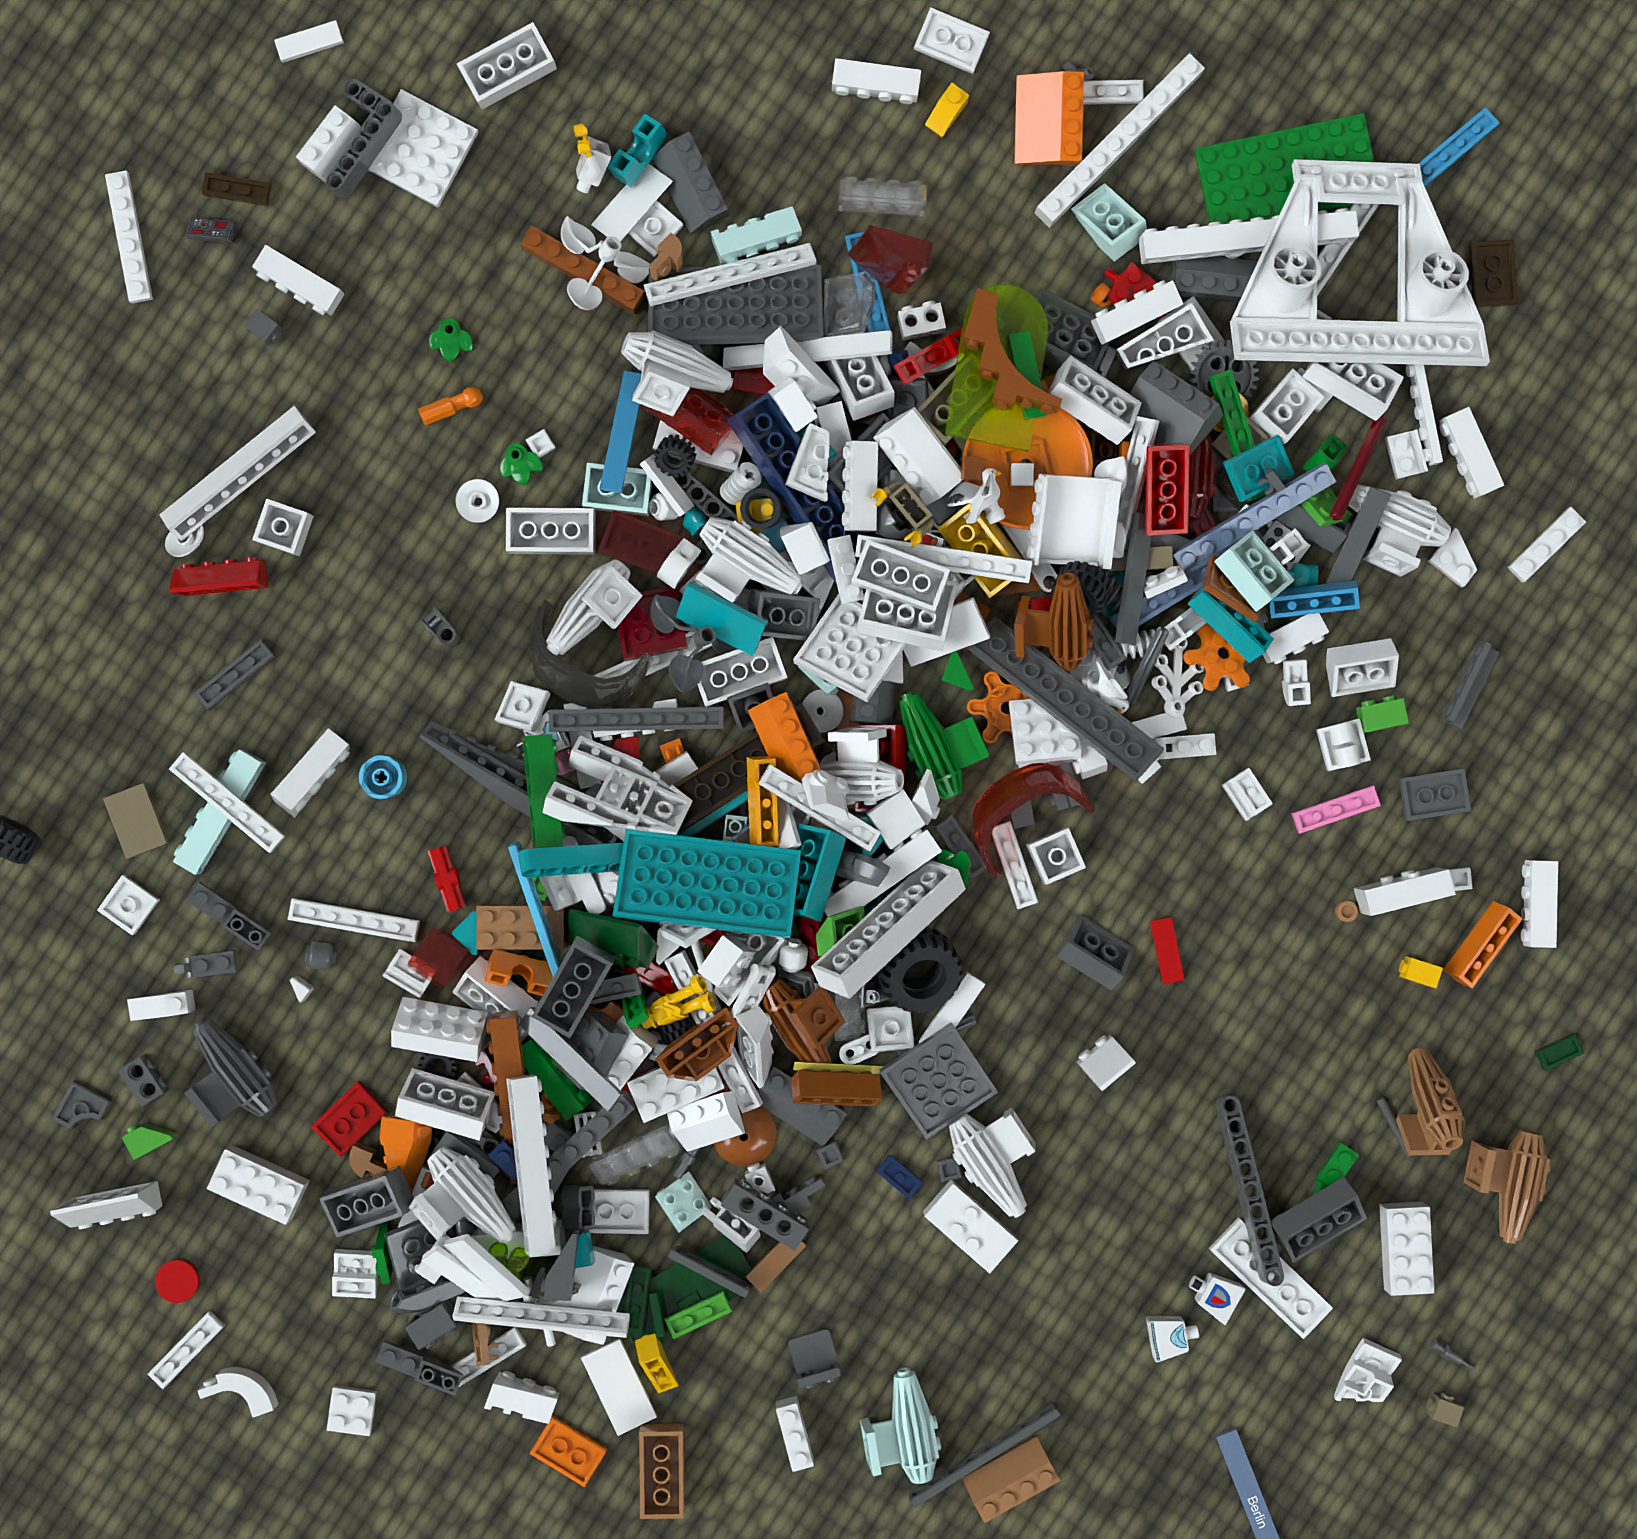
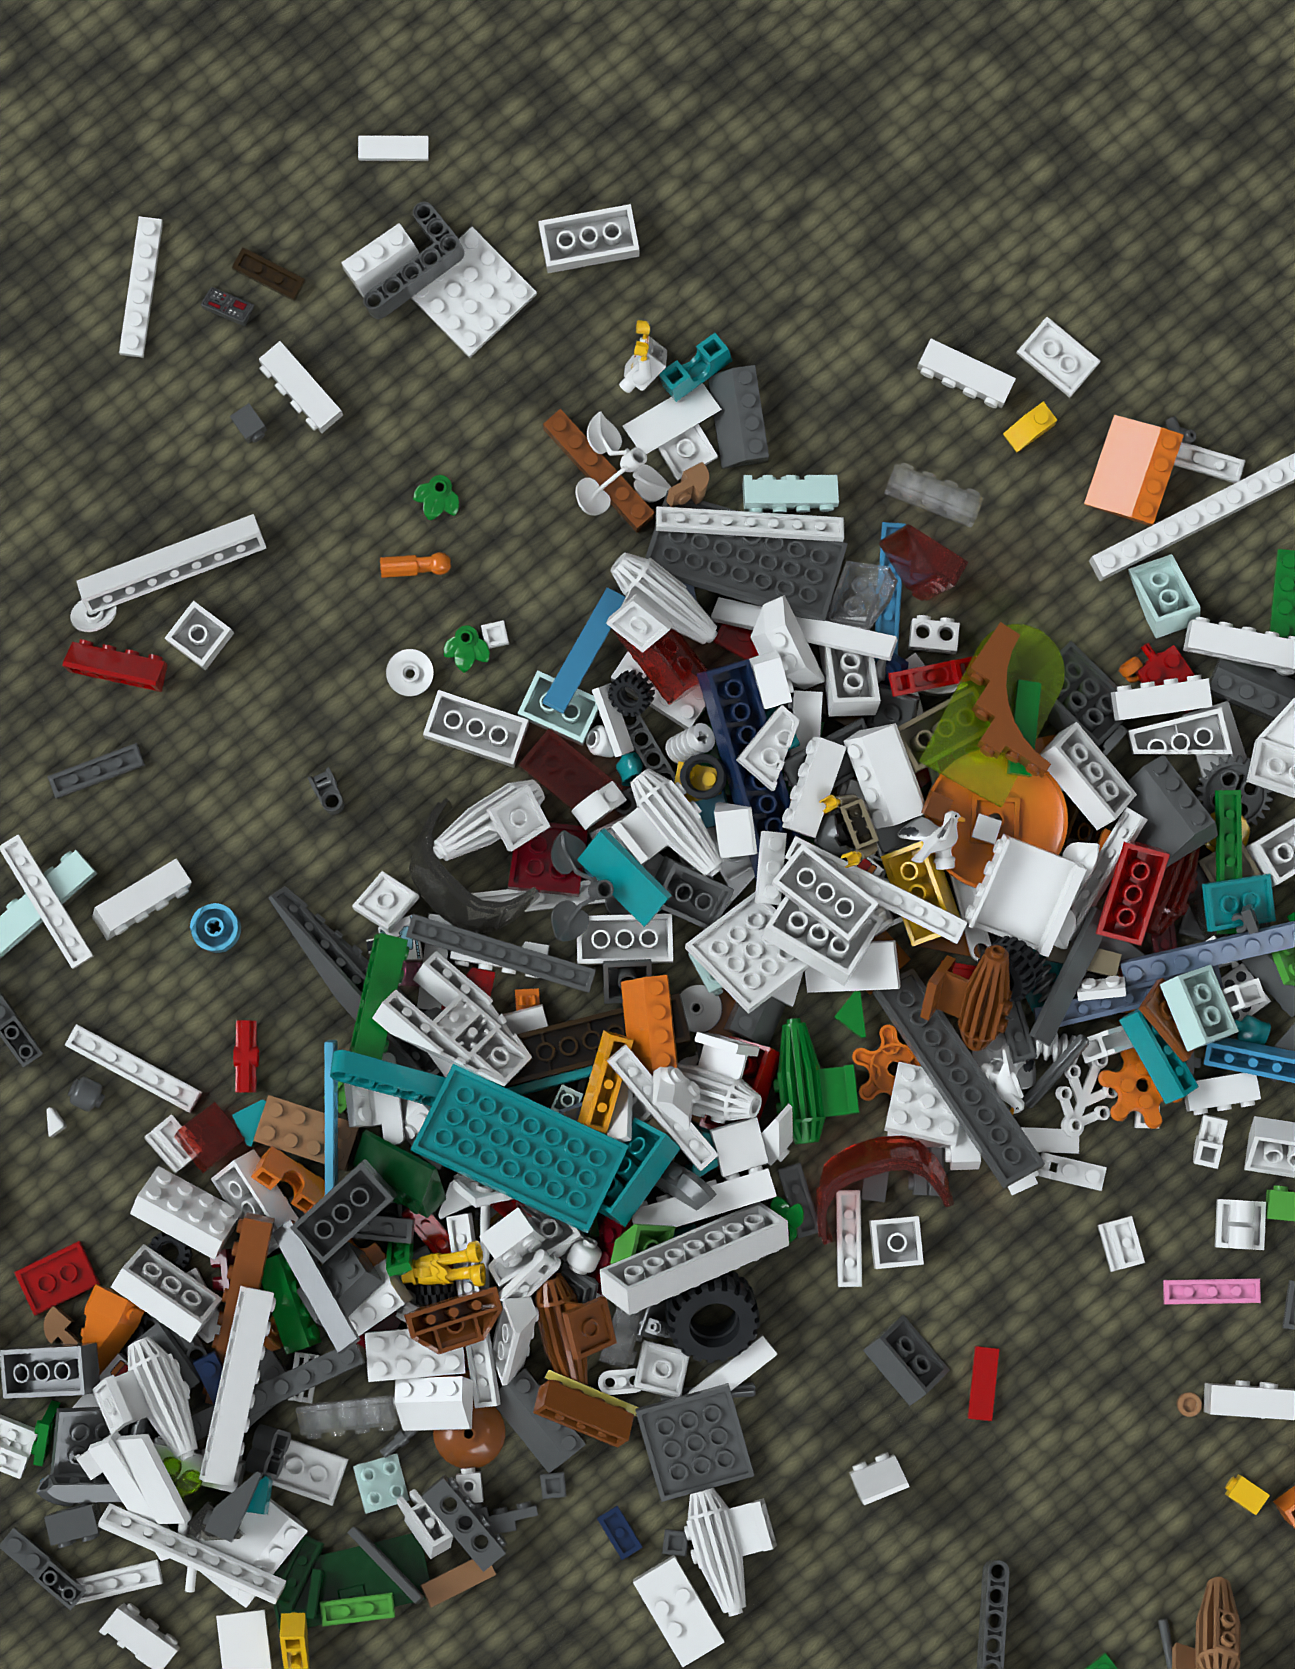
camera: 15 degrees right, 5 degrees down
(482, 1348) = (118, 1556): medium nougat plate -> none

